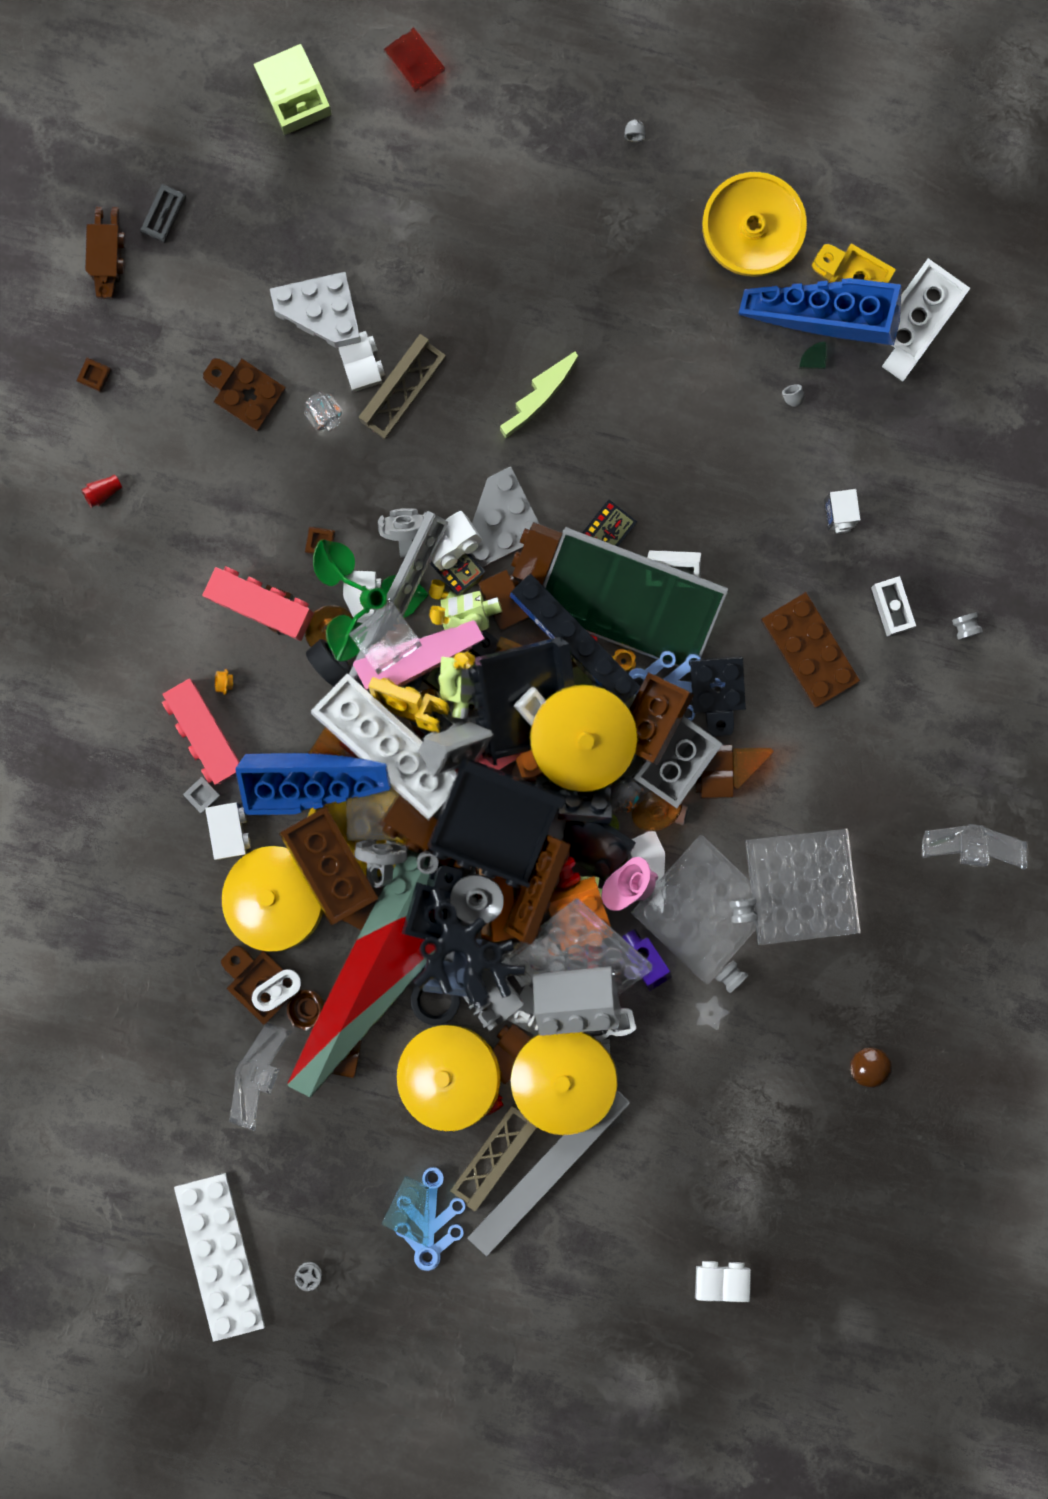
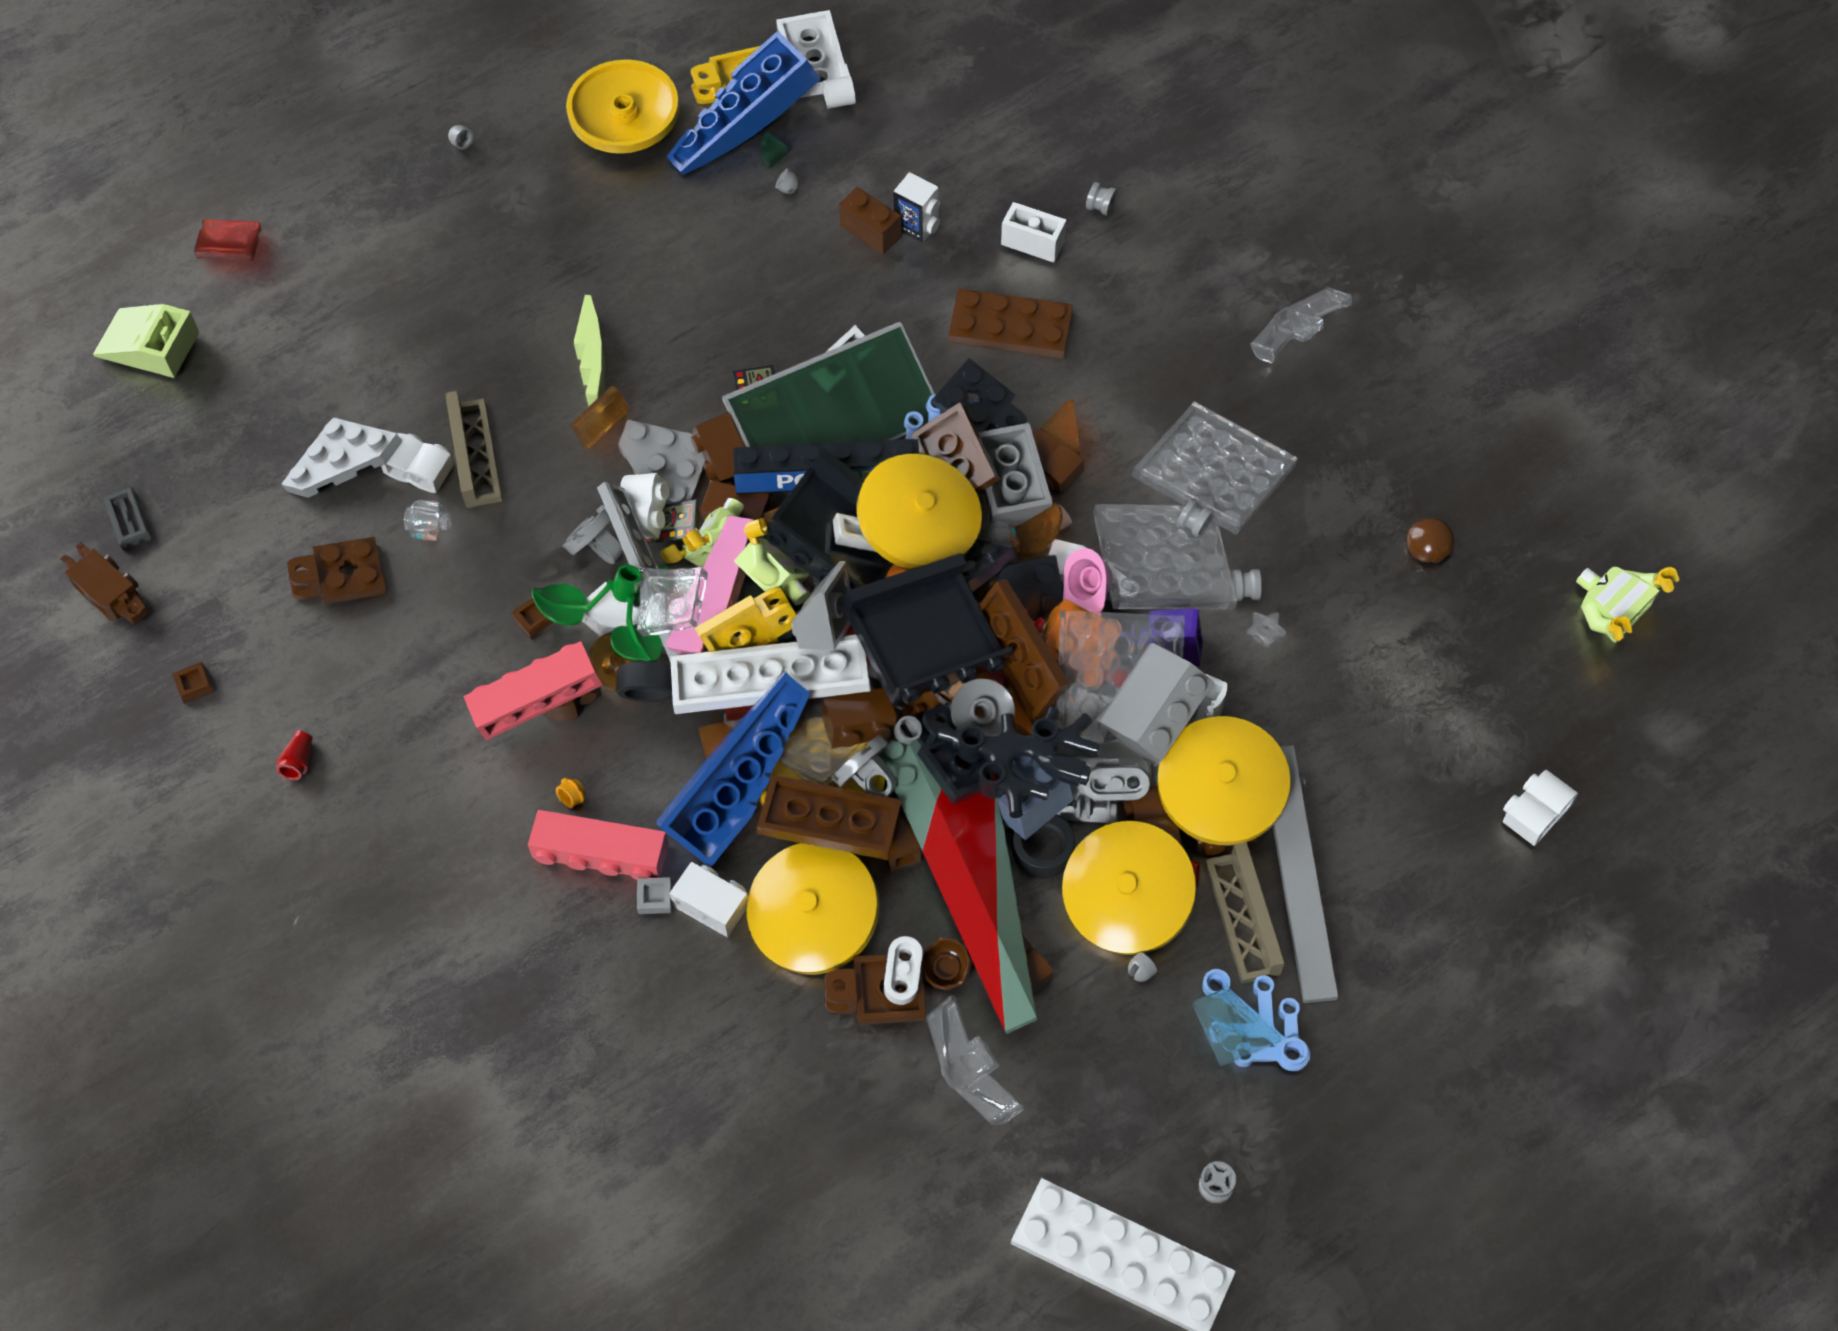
camera: 45 degrees left, 25 degrees down
(406, 1128) = (1141, 967): none -> light grey hinge
(495, 447) = (599, 417): none -> clear orange tile
(507, 1017) = (1117, 785): none -> light grey plate
(808, 484) = (870, 220): none -> reddish brown brick
(924, 1224) = (1621, 598): none -> torso

